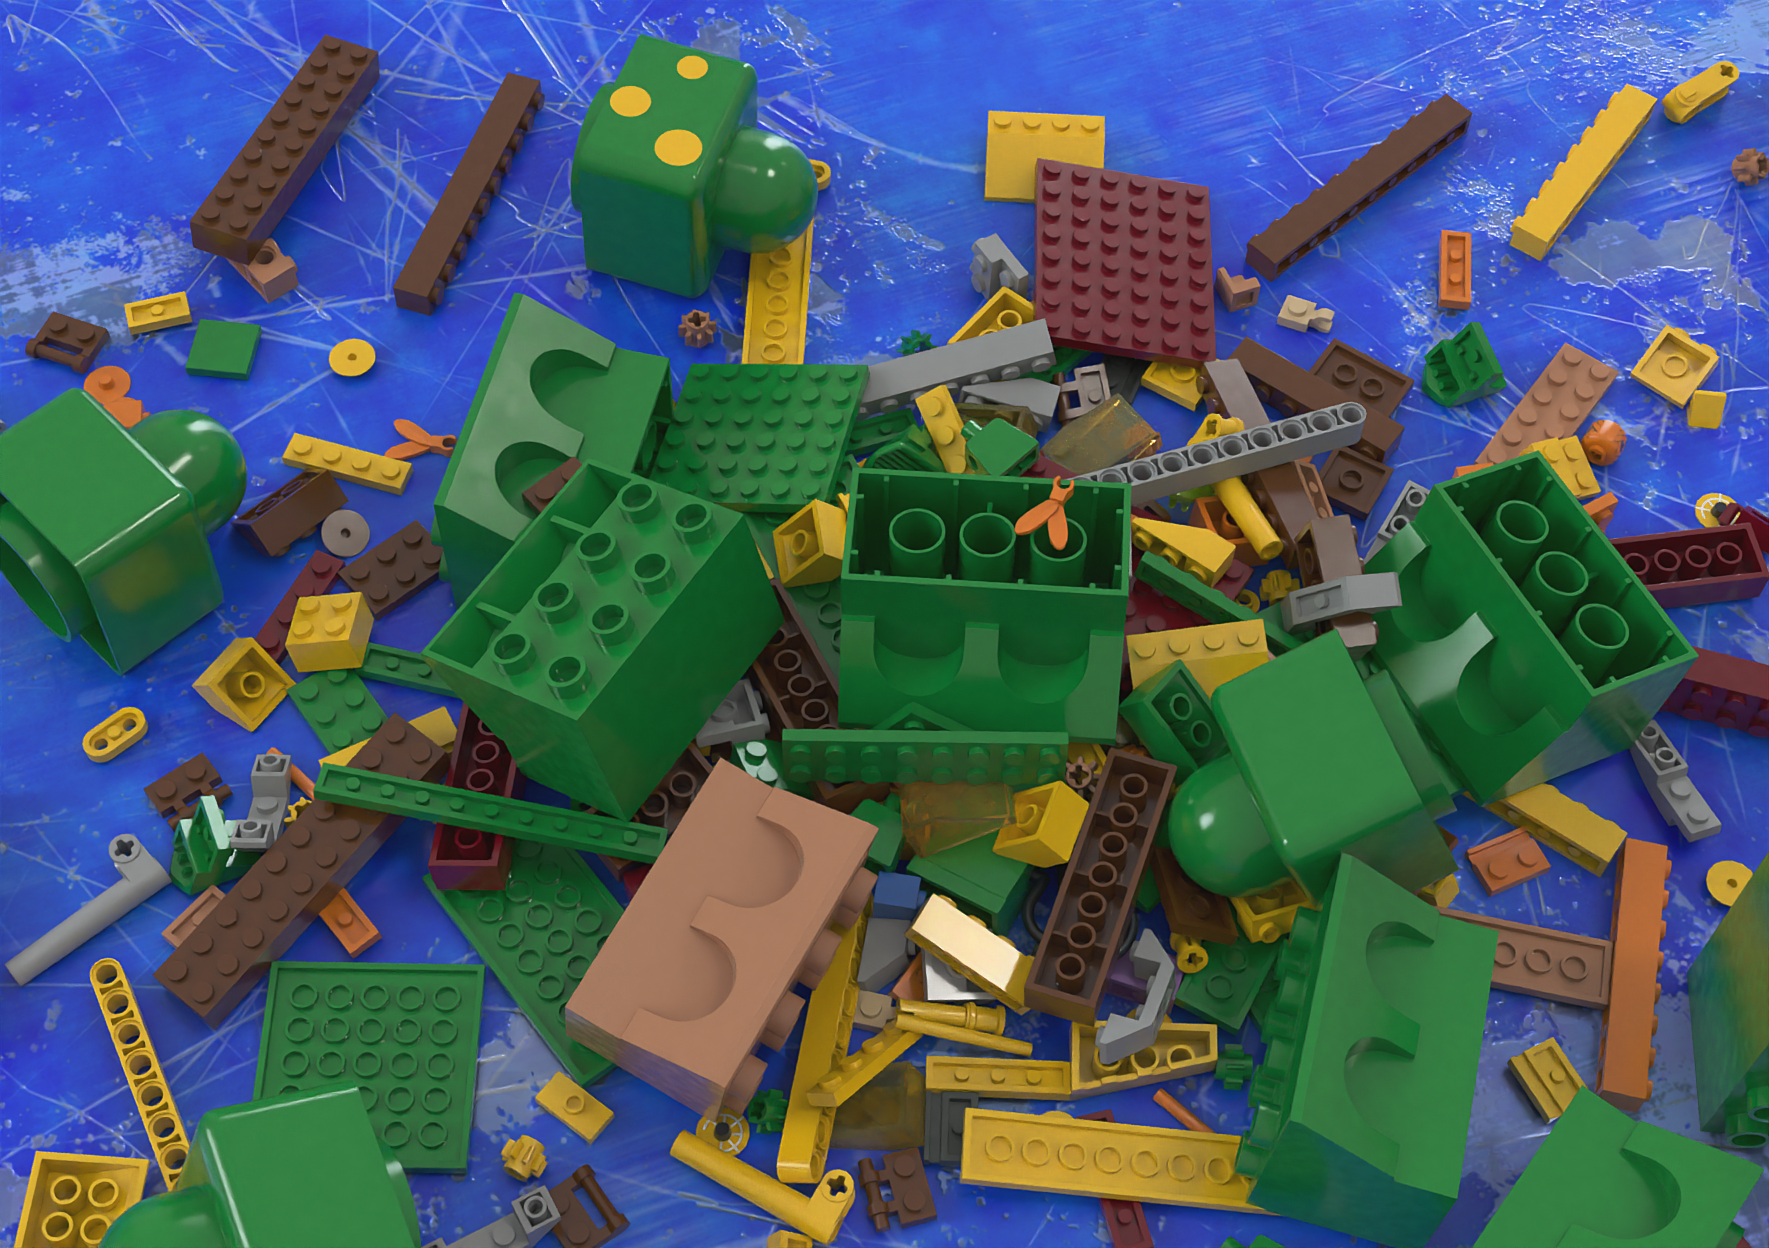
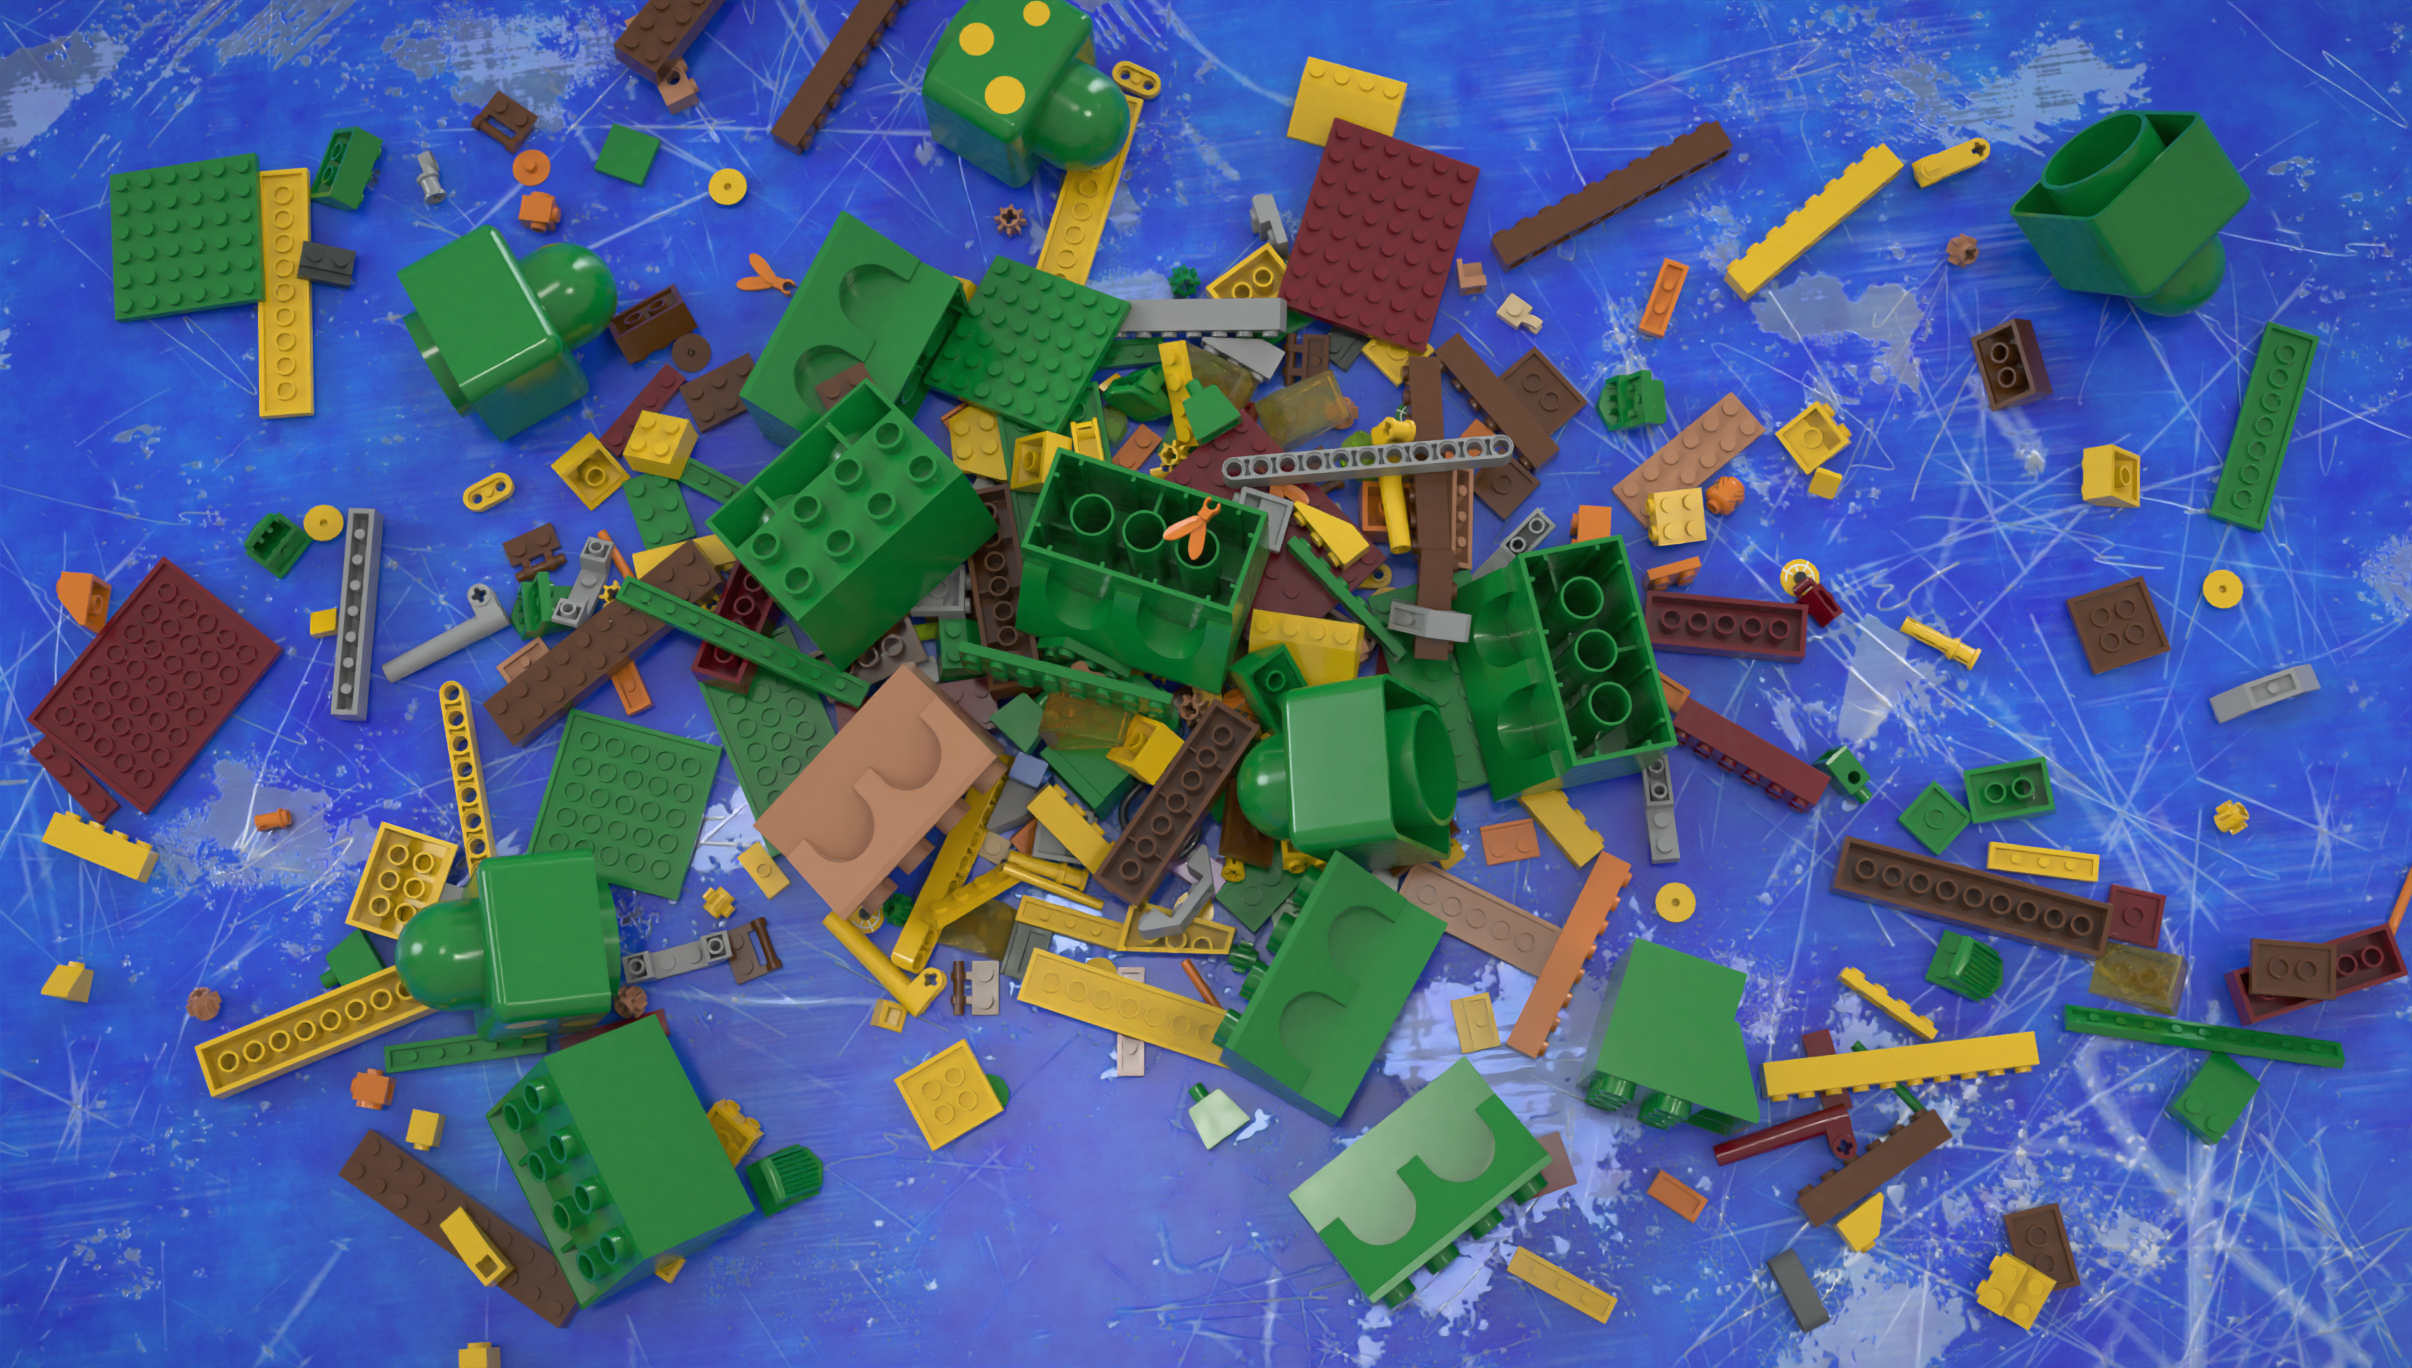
camera: 25 degrees right, 20 degrees up
(158, 313) = (581, 109): yellow plate -> none
(348, 463) = (706, 286): yellow plate -> none
(1277, 586) = (1406, 571): yellow gear -> none

